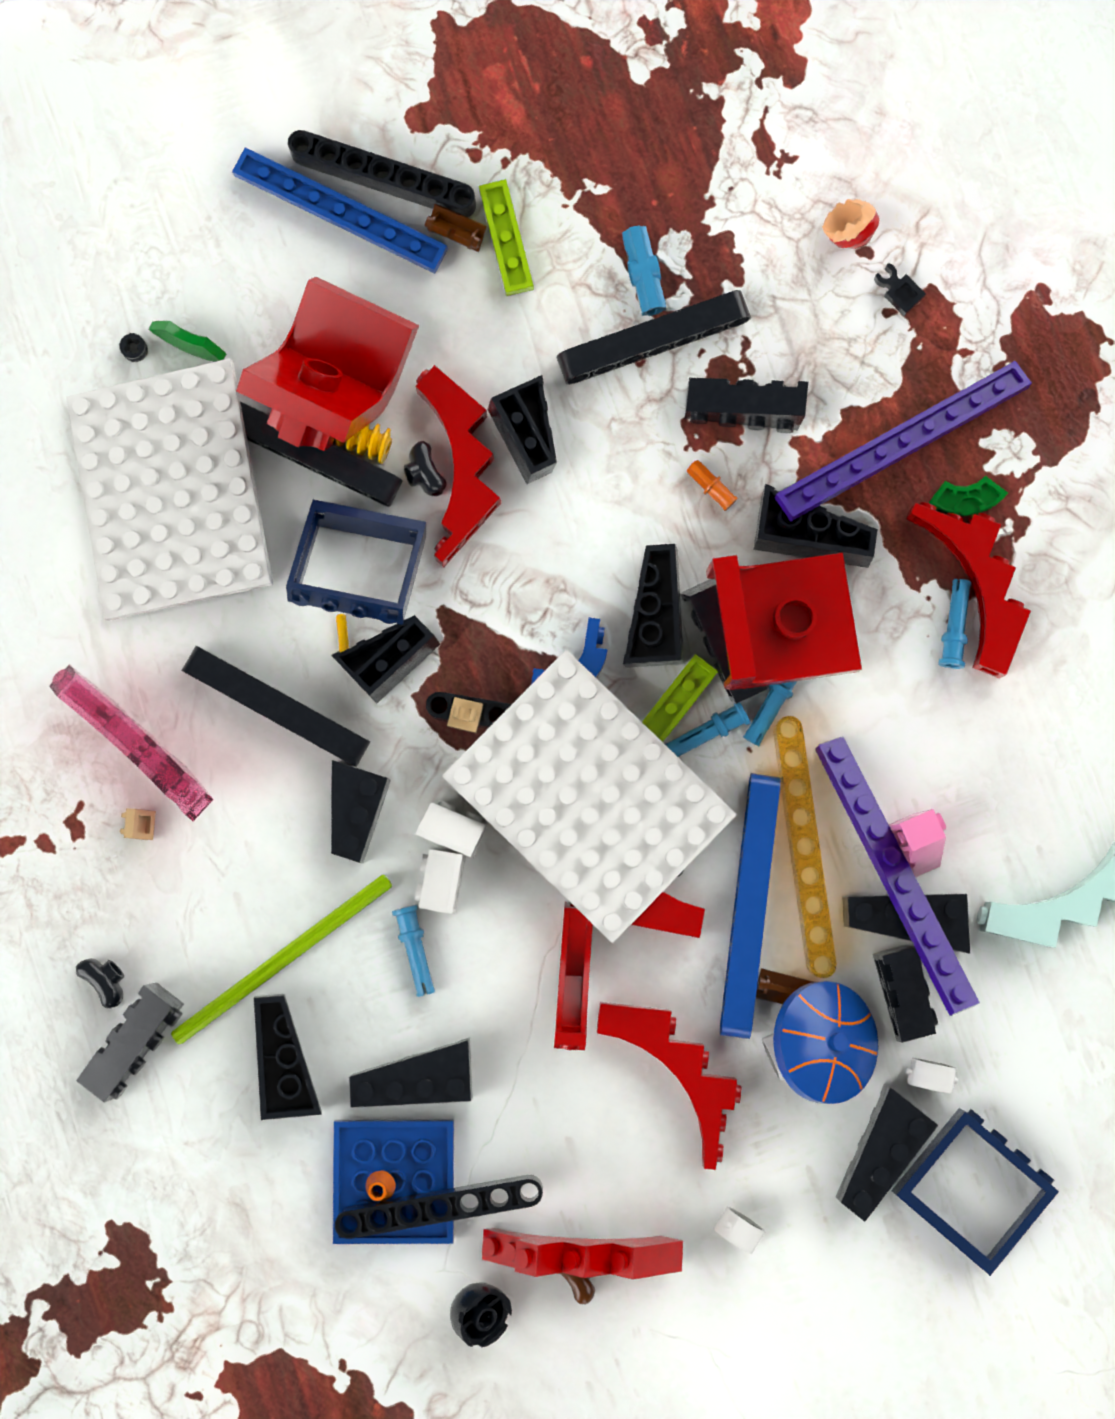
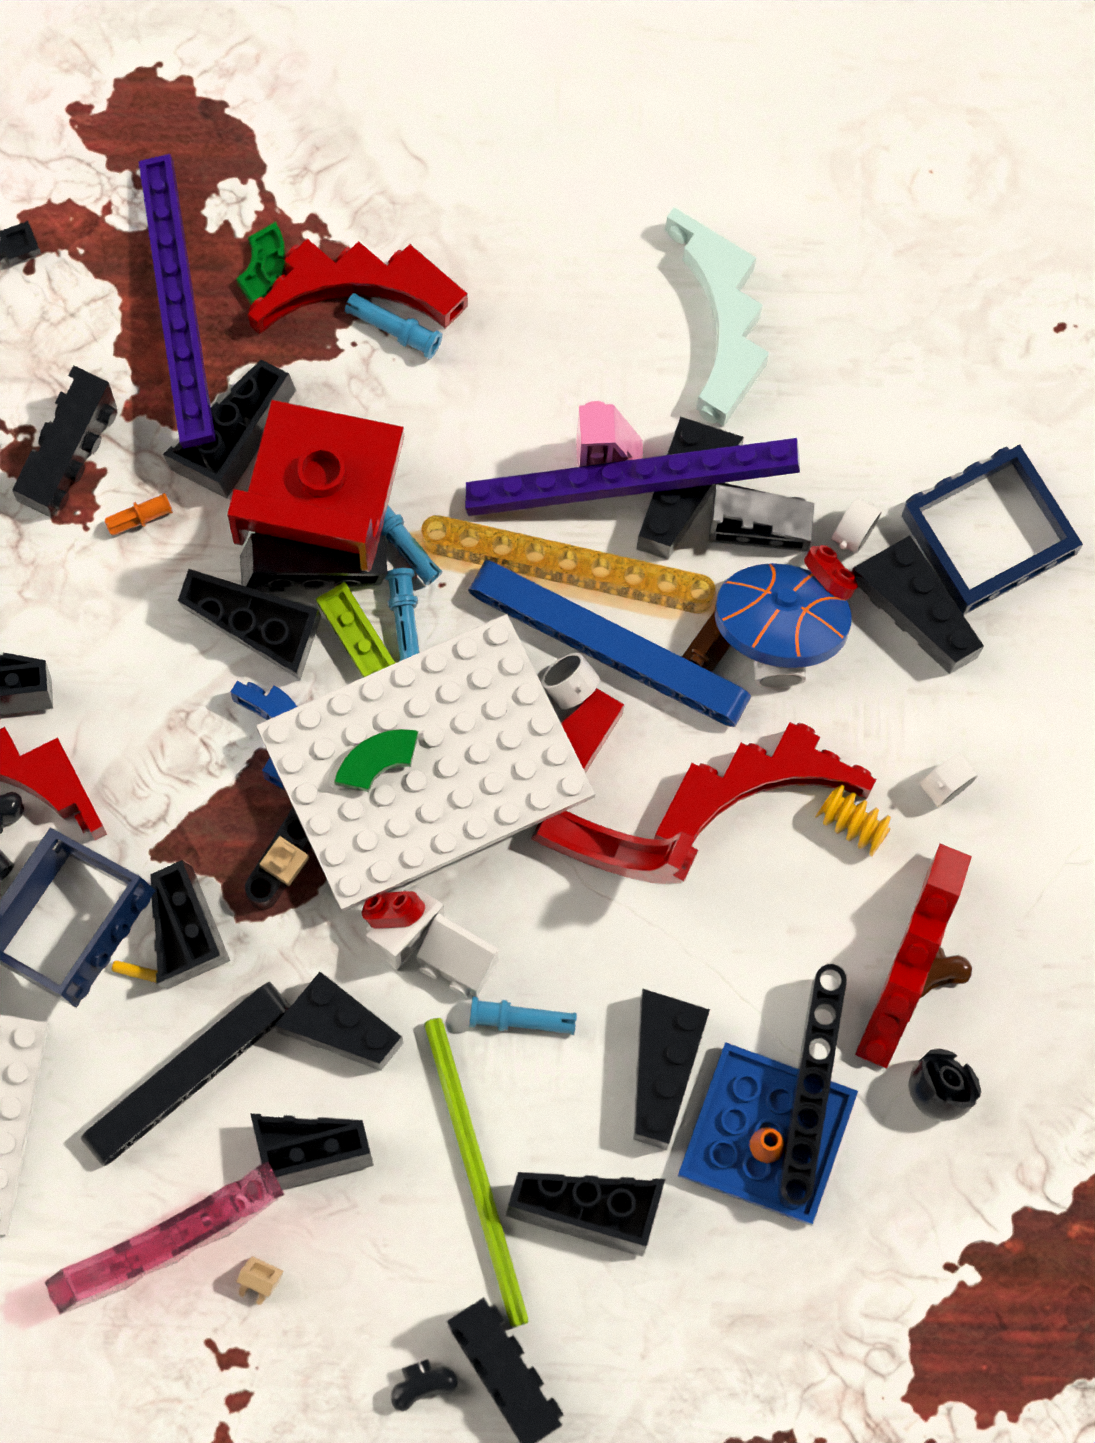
camera: 75 degrees left, 10 degrees down
(247, 822) = (310, 1148): none -> black wedge
(456, 817) = (393, 909): none -> red plate
(573, 755) = (375, 756): none -> green tile
(677, 1162) = (855, 819): none -> yellow piece
(703, 886) = (570, 680): none -> white piece
(881, 1068) = (830, 572): none -> red plate

